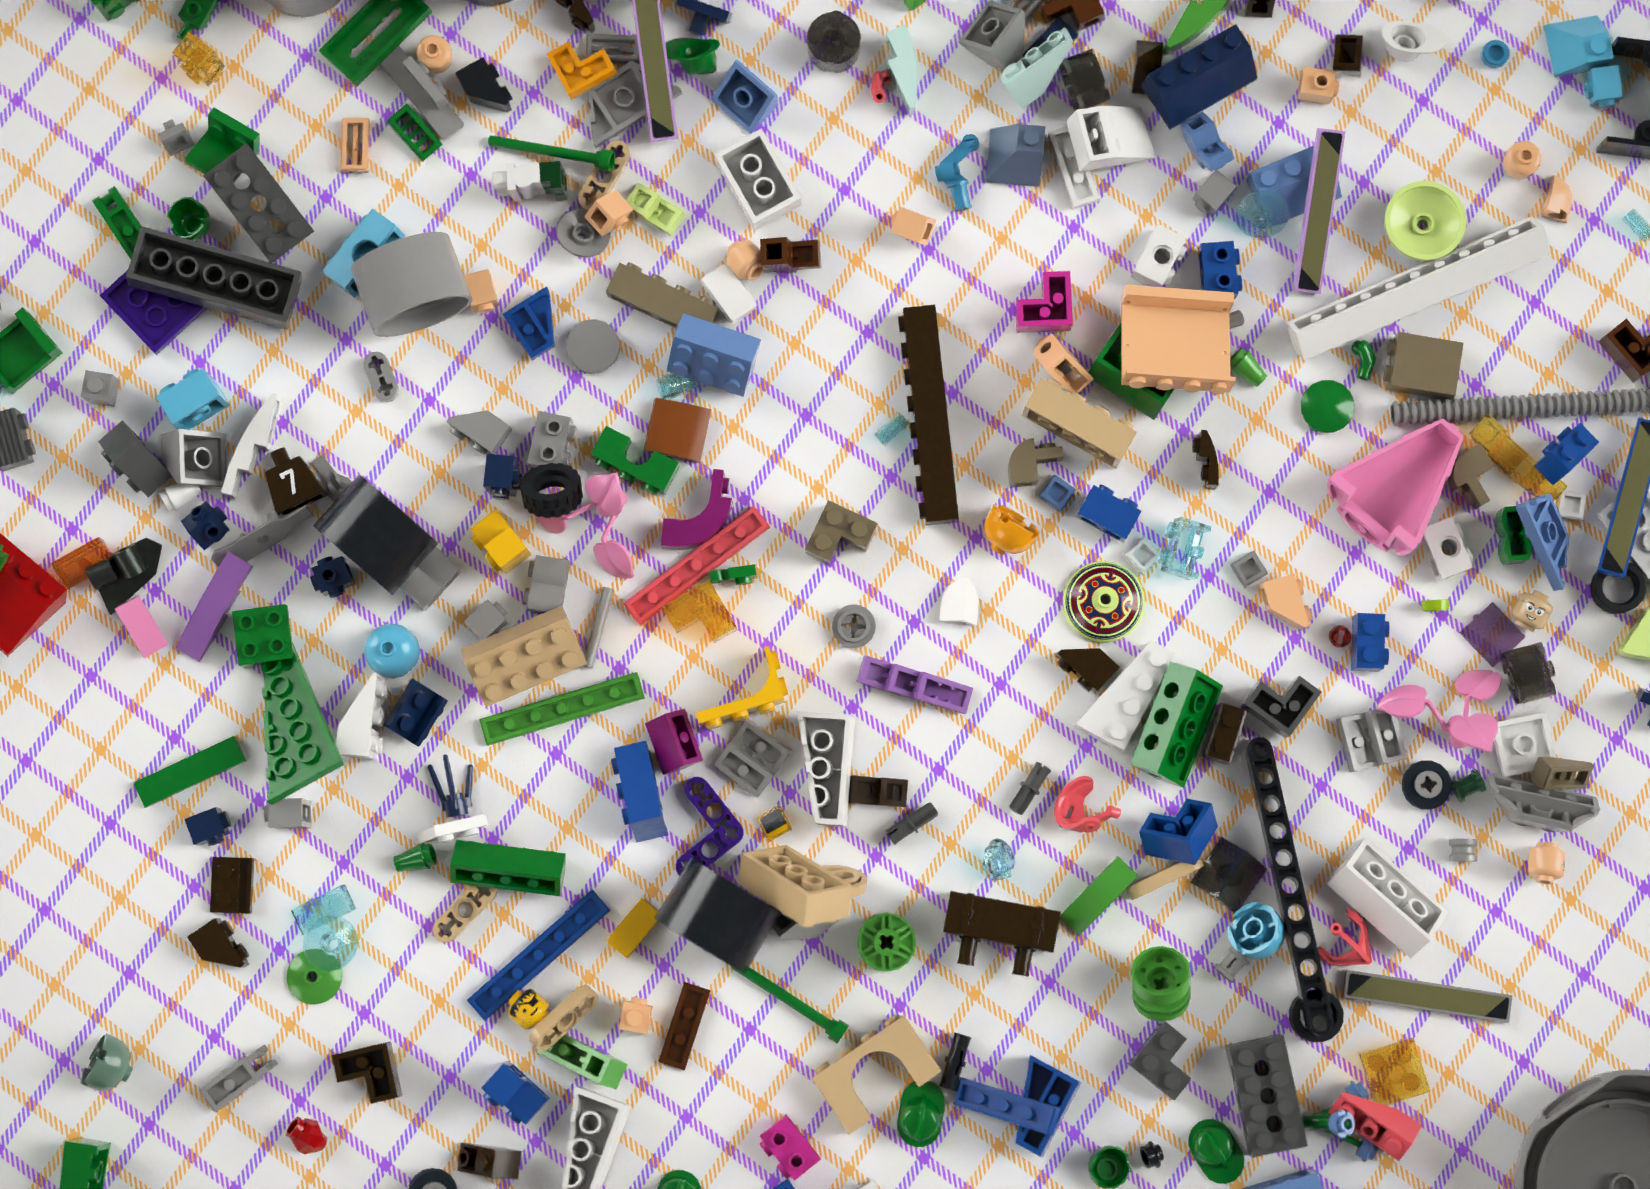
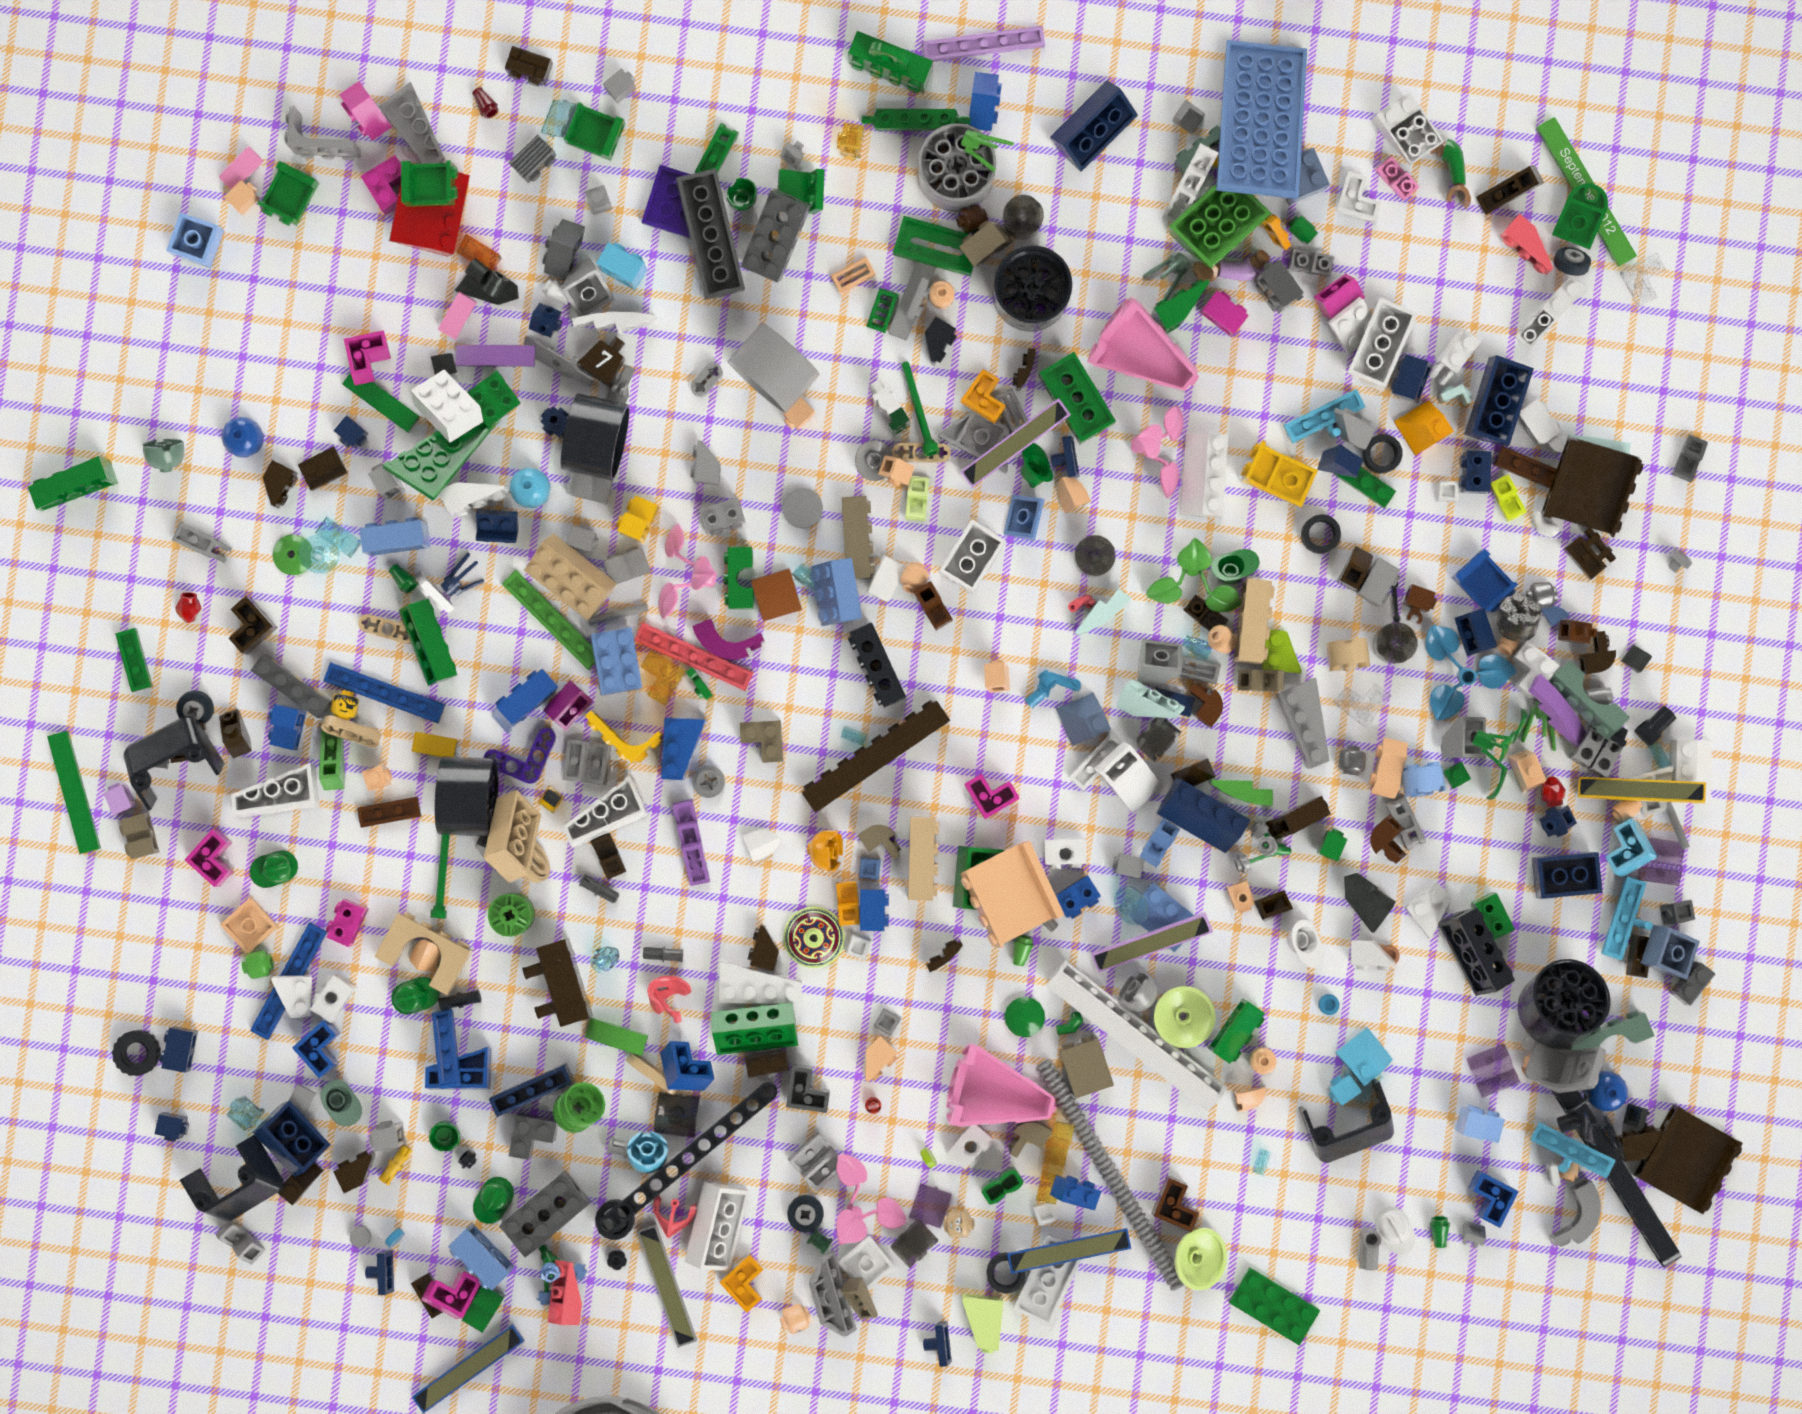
camera: 55 degrees right, 5 degrees up
(121, 757) = (363, 351): none -> dark pink brick
(140, 960) = (242, 437): none -> blue cylinder
(190, 674) = (444, 362): none -> pearl dark grey slope
(240, 691) = (447, 405): none -> white brick
(361, 839) = (394, 537): none -> medium blue brick
(371, 233) = (799, 320): medium azure arch -> none
(470, 1060) = (291, 686): none -> dark grey brick
(502, 476) = (680, 497): dark blue brick -> none
(533, 323) = (796, 460): blue wing -> none
(551, 476) = (678, 544): black tyre -> none
(653, 657) = (616, 661): none -> medium blue brick
(747, 31) = (1072, 494): none -> light nougat brick
(793, 636) = (679, 746): none -> blue wedge
(814, 344) = (868, 634): none -> black brick
(880, 1073) = (425, 956): none -> light nougat brick
(1053, 356) = (956, 816): light nougat torso -> none
(1084, 540) = (847, 903): none -> light orange slope
(1109, 1031) = (531, 1090): none -> dark blue brick
(1192, 551) = (876, 978): clear light blue window -> none
(1279, 19) = (1267, 846): none -> light grey plant
(1360, 1034) = (611, 1259): none -> black plate
(1368, 258) = (1139, 992): none -> light grey cylinder
(1368, 642) = (879, 1126): blue brick -> none
(1394, 1072) = (605, 1290): clear yellow plate -> none
(1463, 850) = (774, 1259): light grey wheel -> none
(1467, 908) = (738, 1281): none -> light orange plate
(1471, 171) = (1237, 1031): none -> green slope
(1547, 535) = (1012, 1207): medium blue wing -> none

